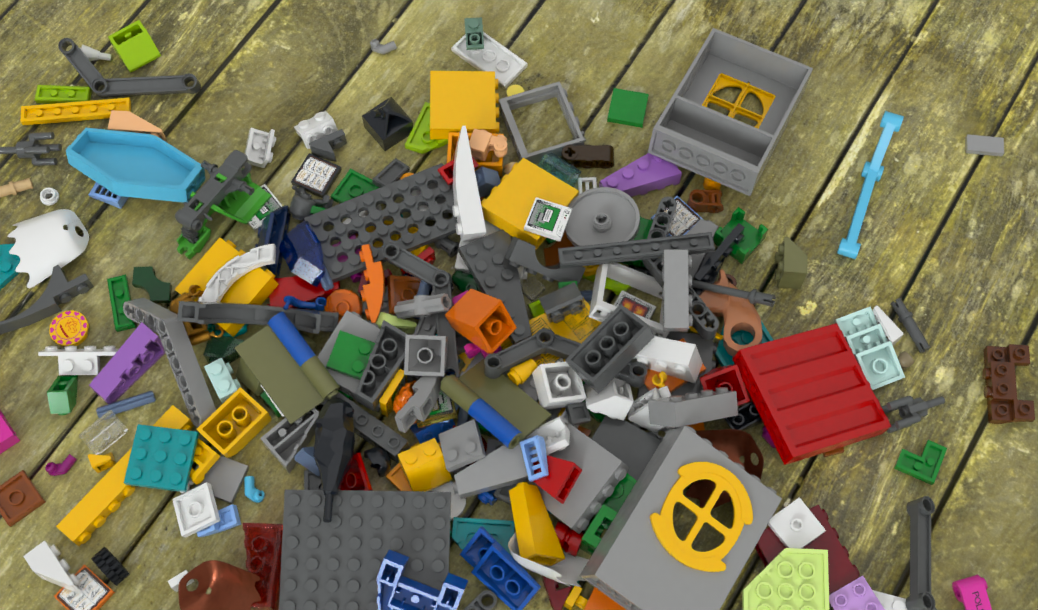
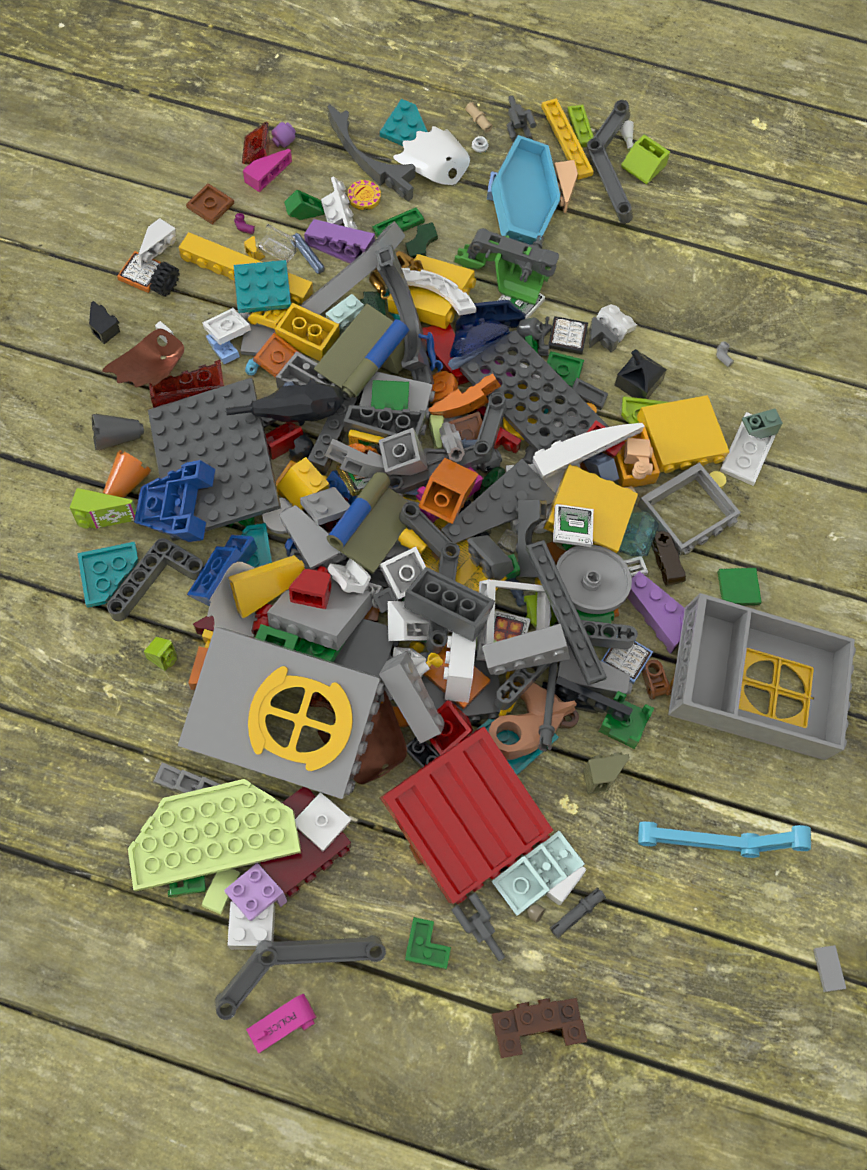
camera: 70 degrees right, 0 degrees up
(252, 463) = (274, 354): none -> orange tile
(259, 147) = (579, 281): white bracket -> none
(526, 447) = (326, 564): light blue slope -> none

